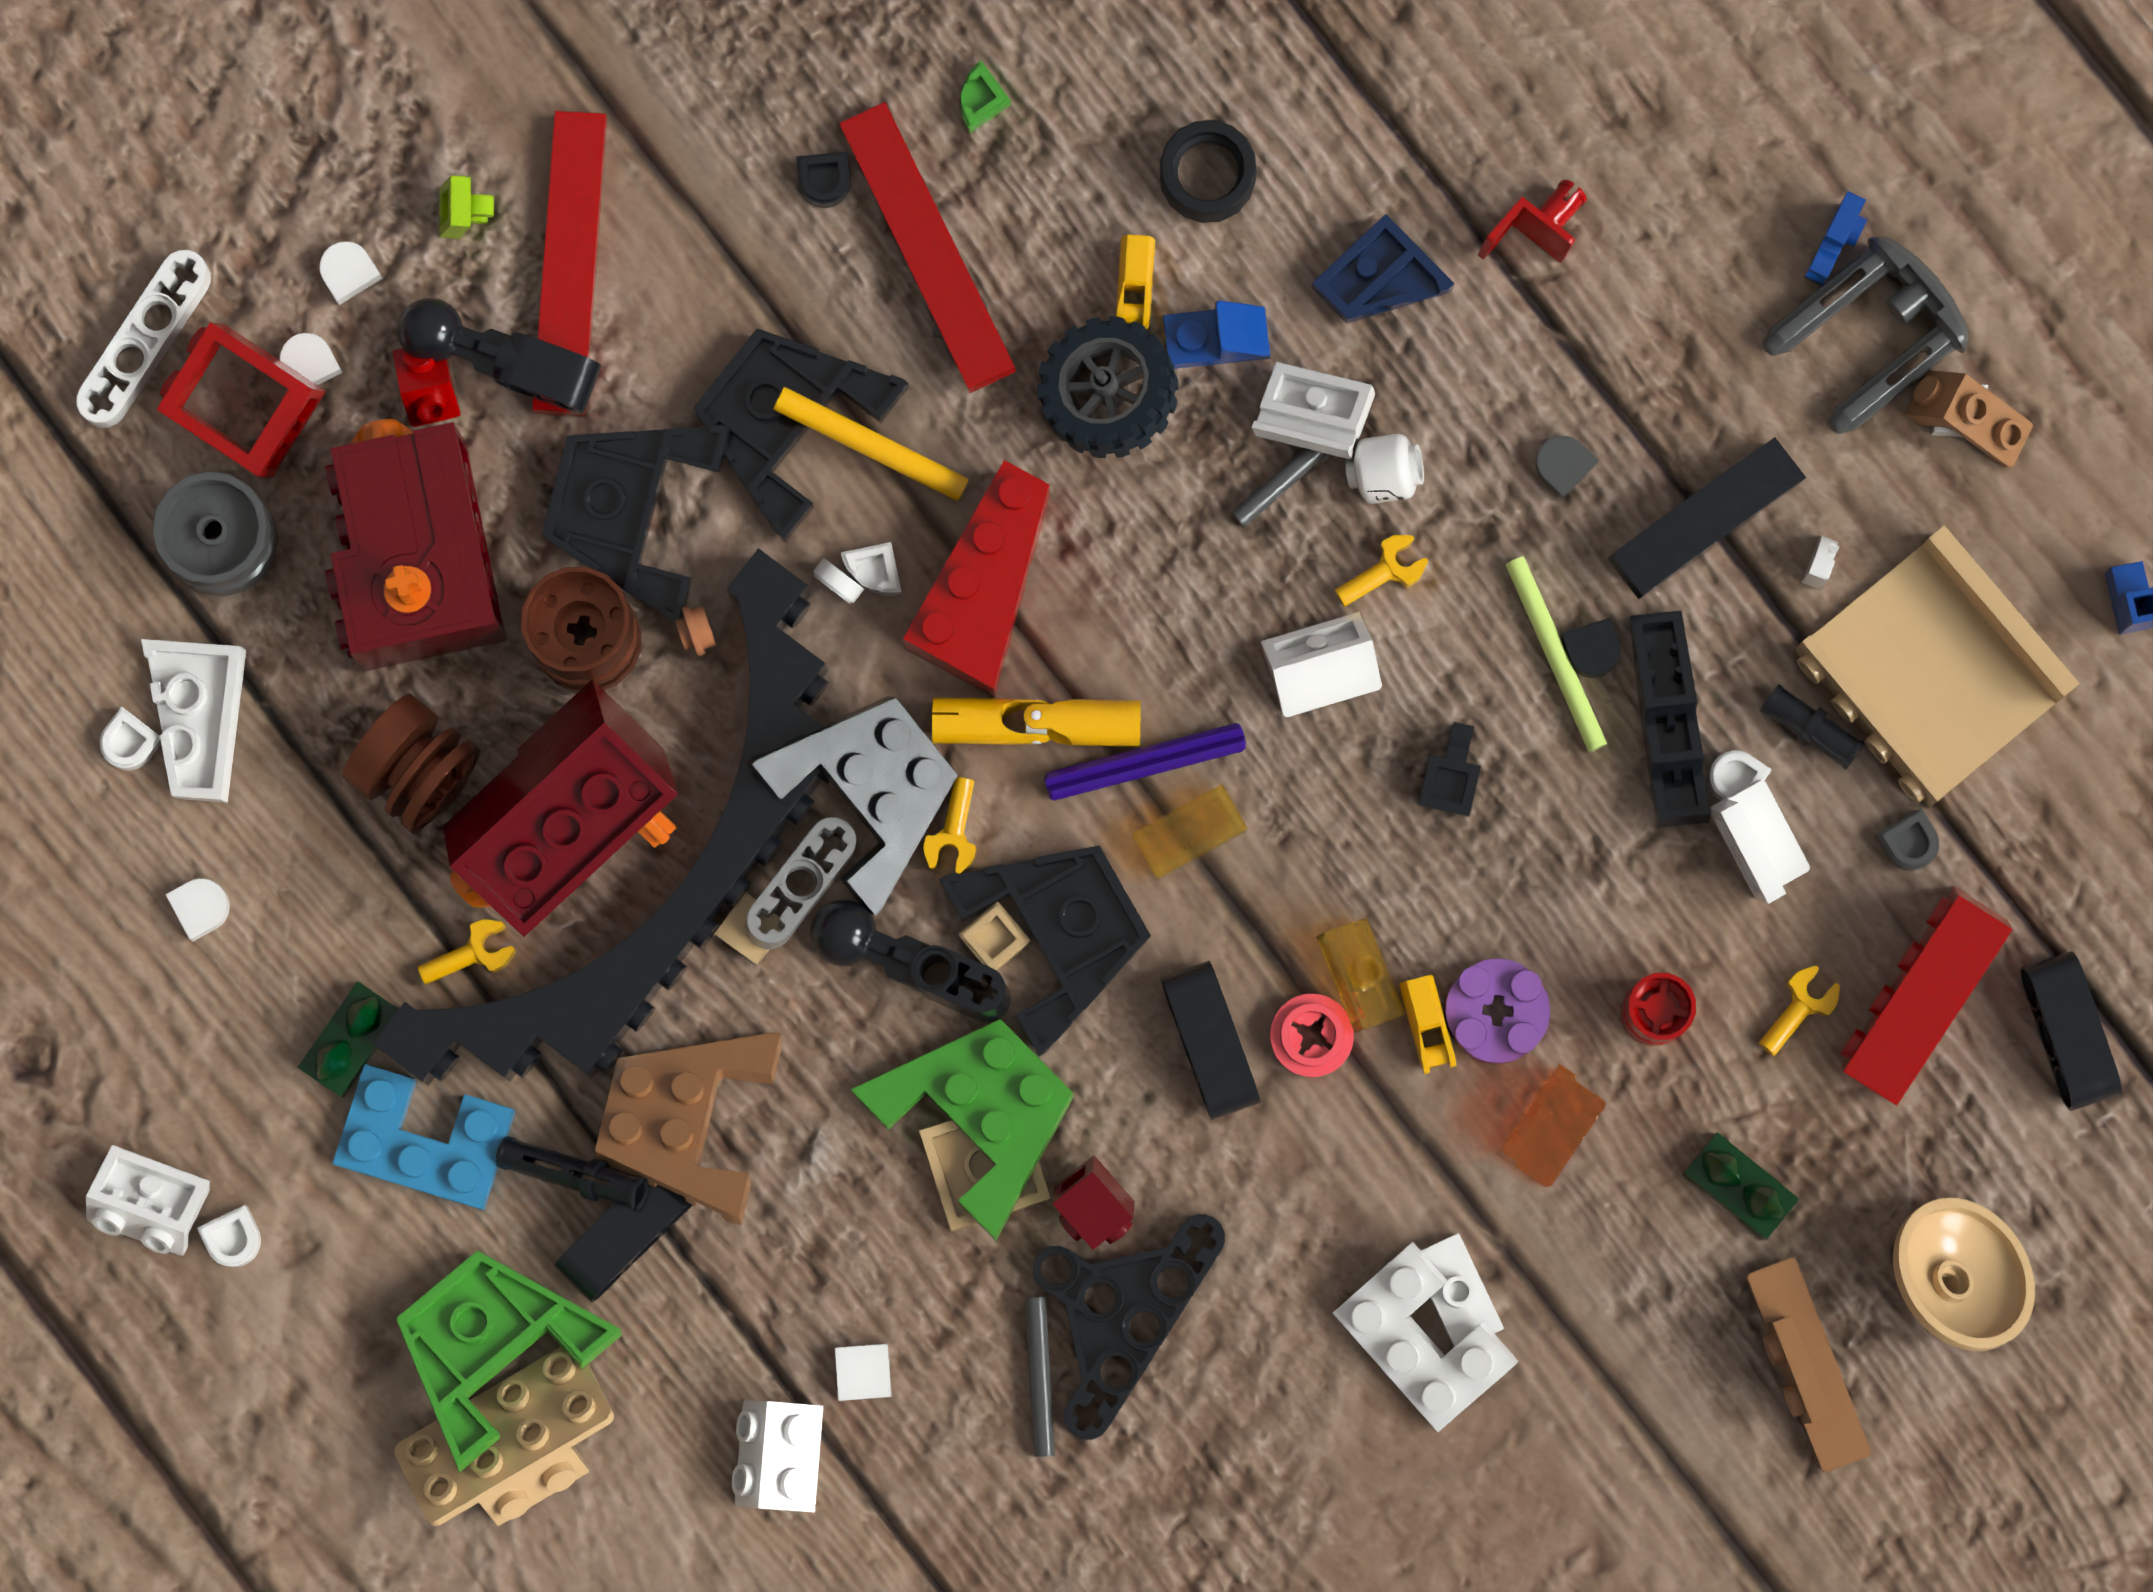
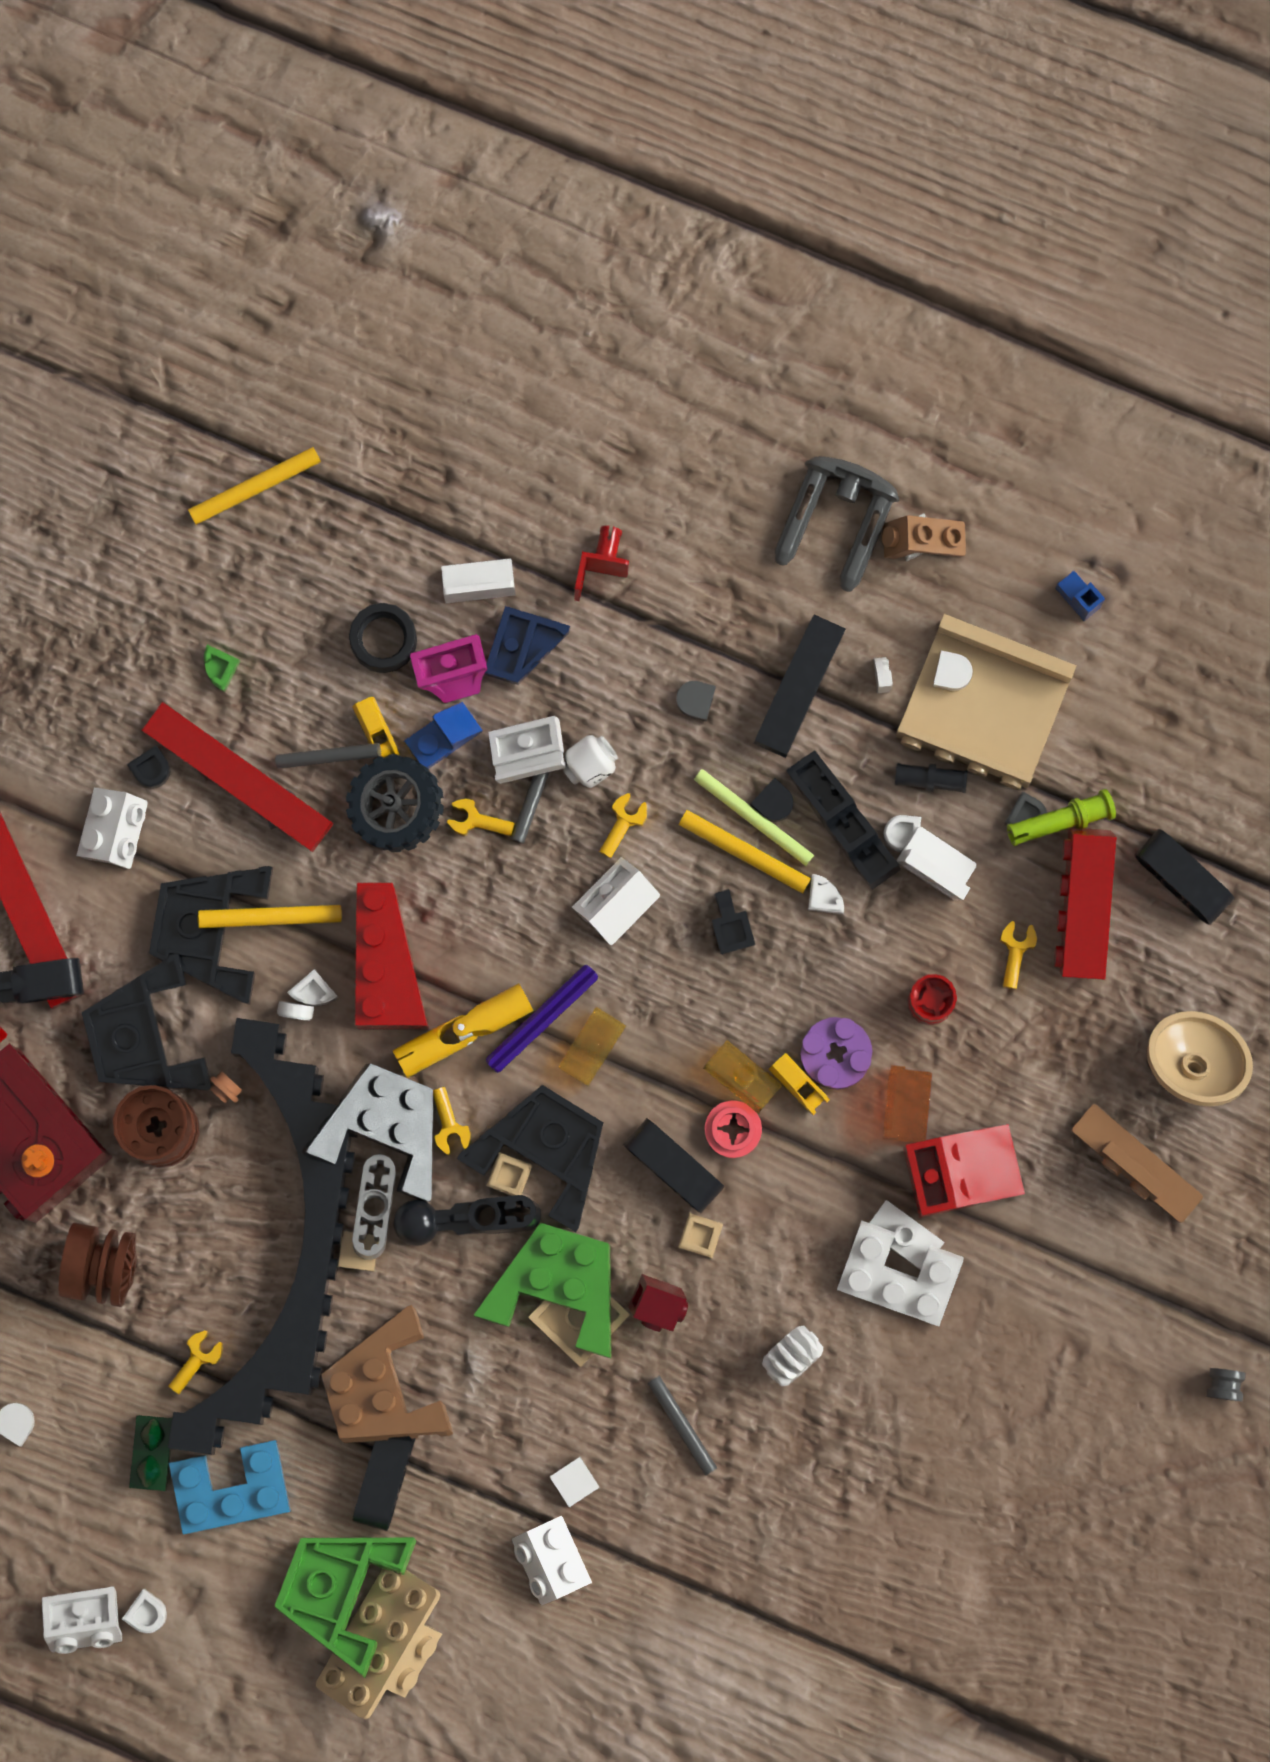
camera: 25 degrees left, 0 degrees up
(560, 810) = (205, 1244): dark red piece -> none
(623, 1187) = (369, 1452): black pin -> none
(735, 226) = (112, 827): none -> white bracket
(1056, 282) = (328, 755): none -> dark grey bar
(1136, 1291) = (711, 1341): black beam -> none
(1195, 1148) = (700, 1235): none -> tan tile
(1201, 467) = (478, 820): none -> yellow bar
(1229, 1365) = (792, 1355): none -> white gear
(1273, 256) = (451, 668): none -> dark pink slope
(1368, 164) = (478, 580): none -> white panel
(1520, 691) = (744, 851): none -> yellow piece
(1579, 1249) = (963, 1170): none -> slope
(1591, 804) = (824, 896): none -> white tile
(1741, 1186) = (1039, 1078): dark green tile -> none
(1843, 229) = (786, 465): blue plate -> none
(1914, 606) = (952, 671): none -> white tile
(1975, 874) = (1077, 814): none -> lime pin

